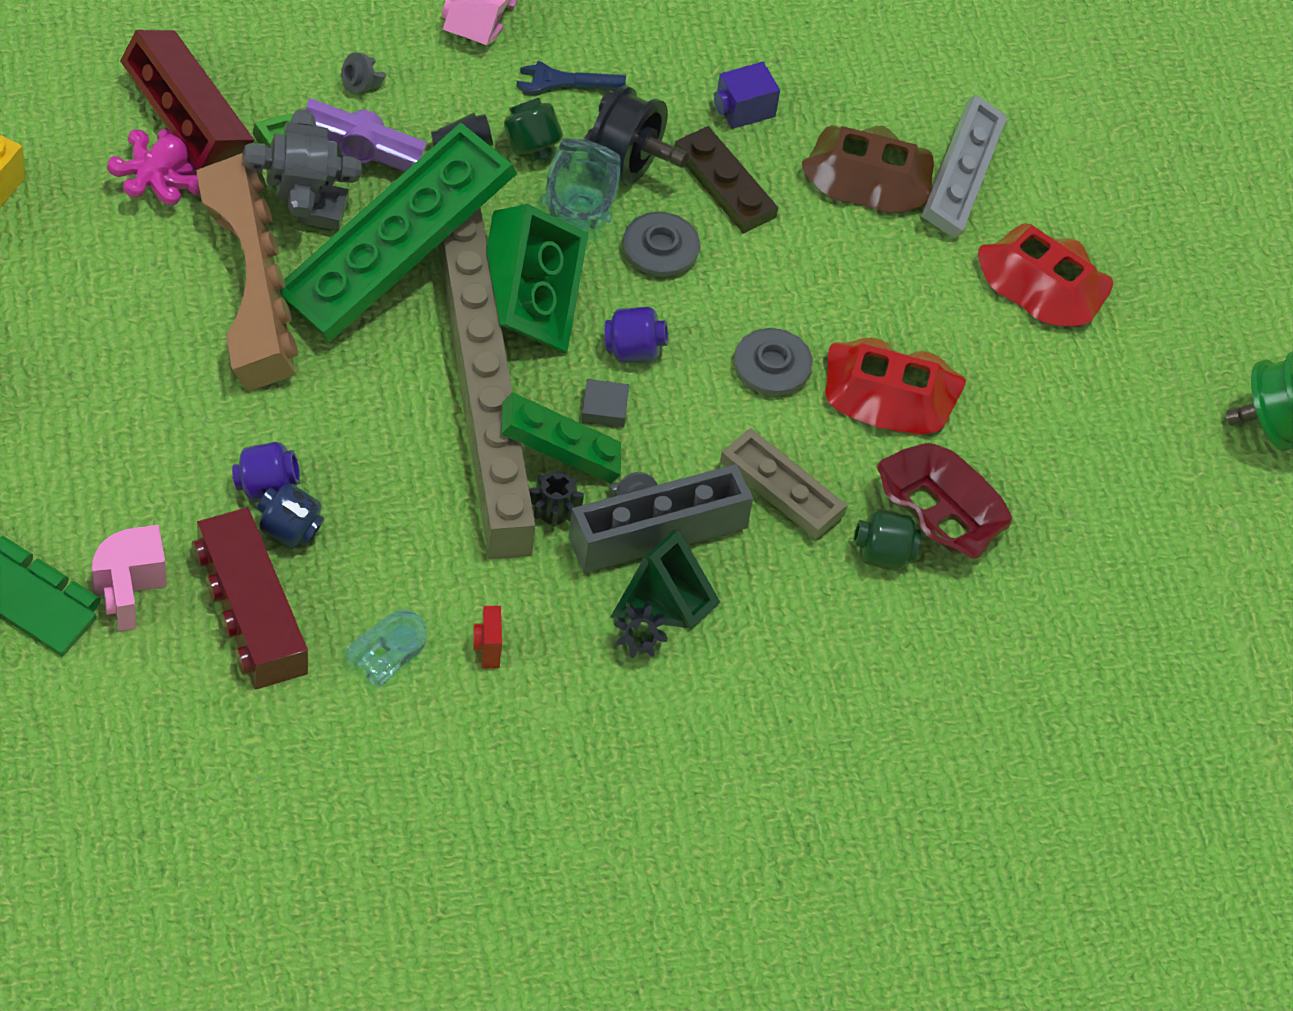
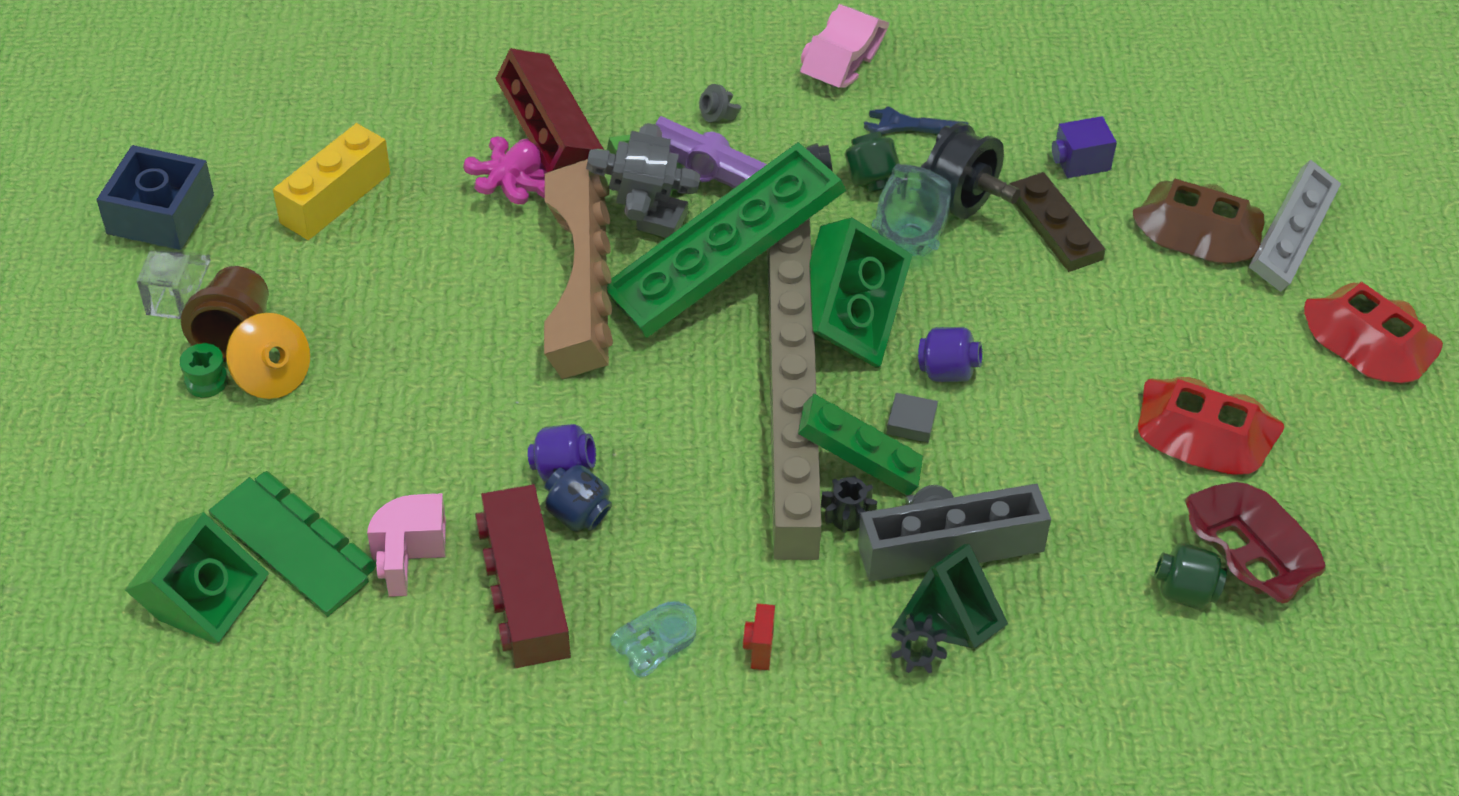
camera: 15 degrees right, 5 degrees down
(661, 244) = (985, 274): dark grey wheel -> none
(773, 361) = (1087, 392): dark grey wheel -> none
(784, 483) = (1087, 511): dark tan plate -> none

